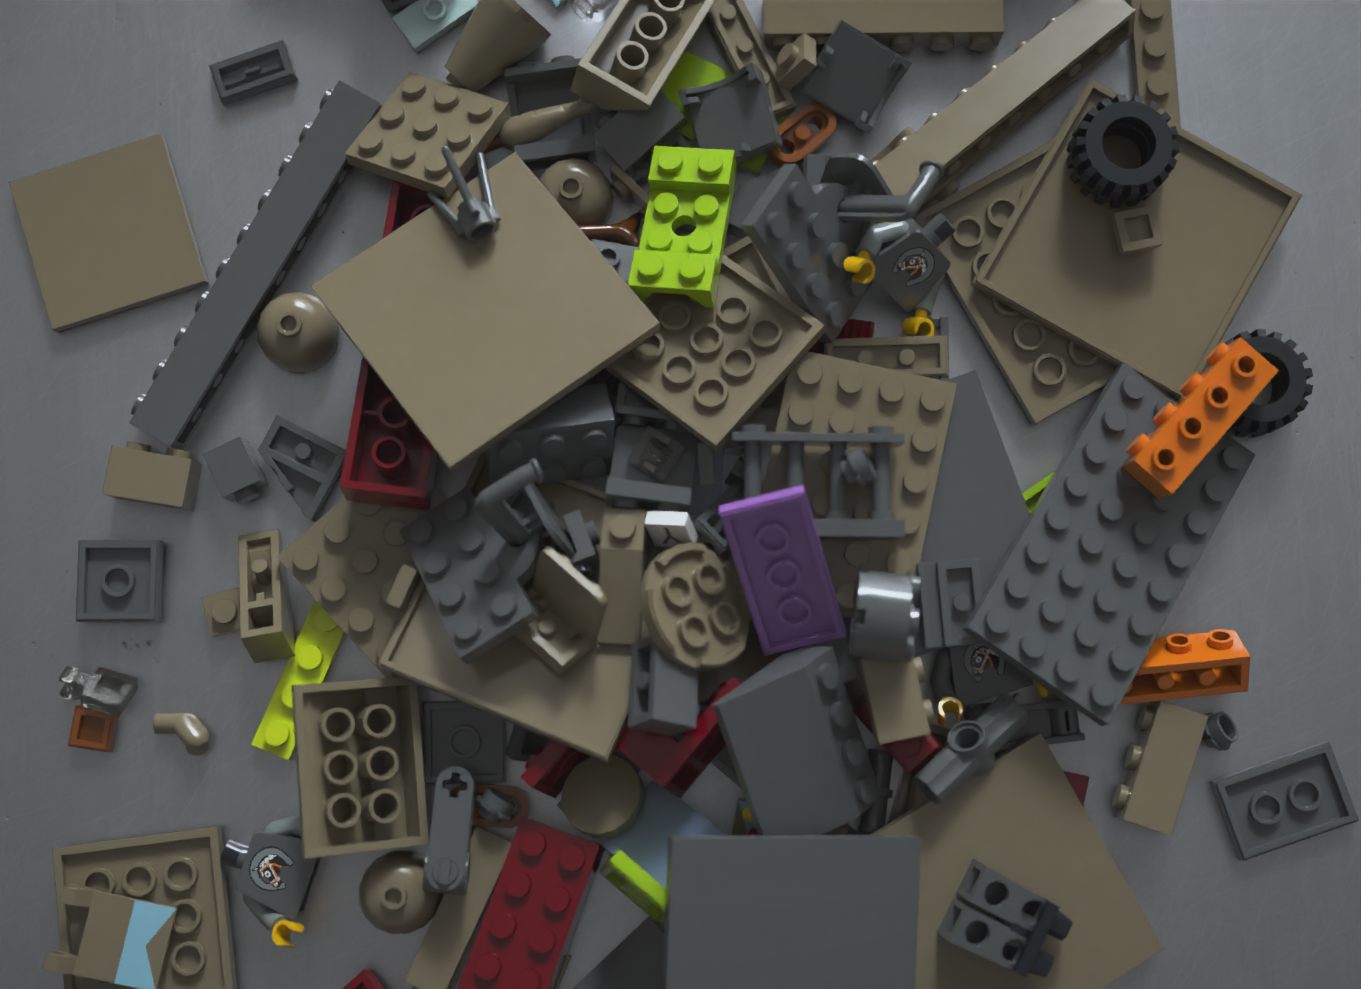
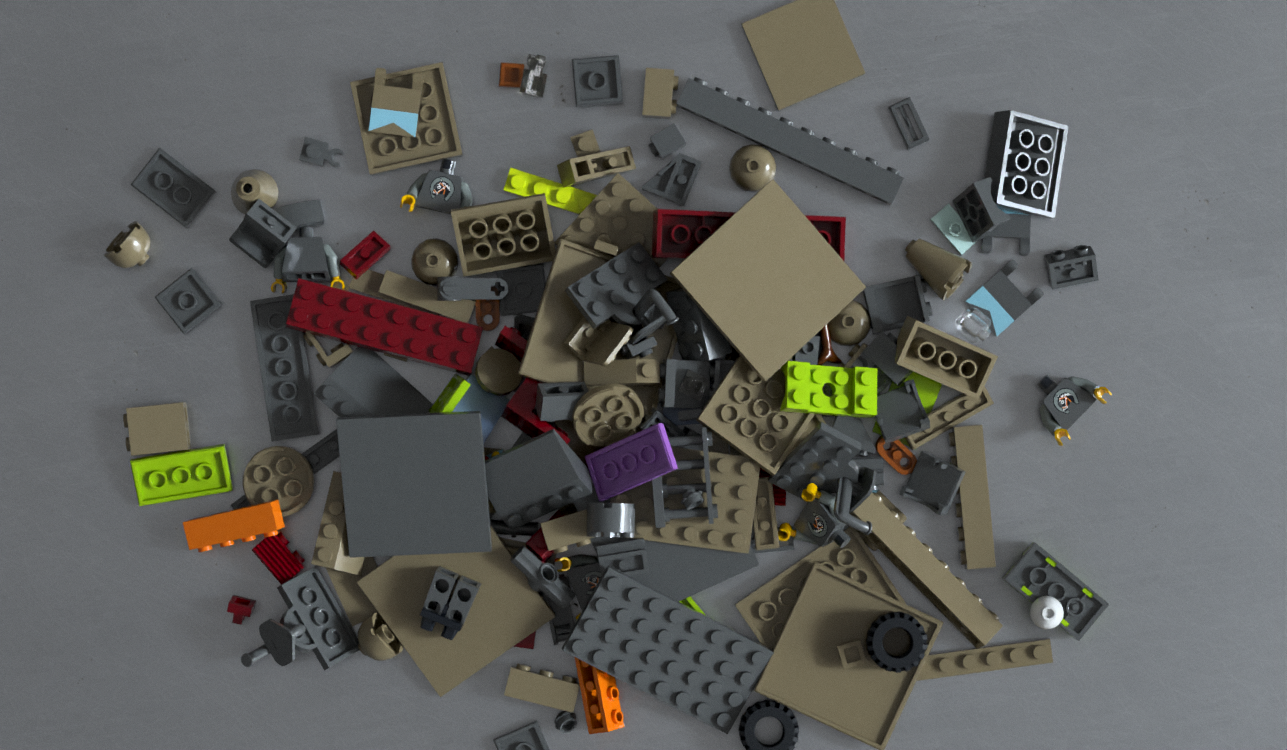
camera: 80 degrees right, 5 degrees up
(187, 728) = (517, 129): dark tan arm -> none
(417, 122) = (874, 234): dark tan plate -> none
(475, 218) = (820, 269): dark grey plant -> none
(495, 806) = (487, 312): dark grey plate -> none
(537, 124) = (880, 282): dark tan piece -> none
(670, 528) = (650, 397): white tile -> none
(796, 61) = (938, 447): dark tan plate -> none
(1199, 417) = (741, 693): orange brick -> none

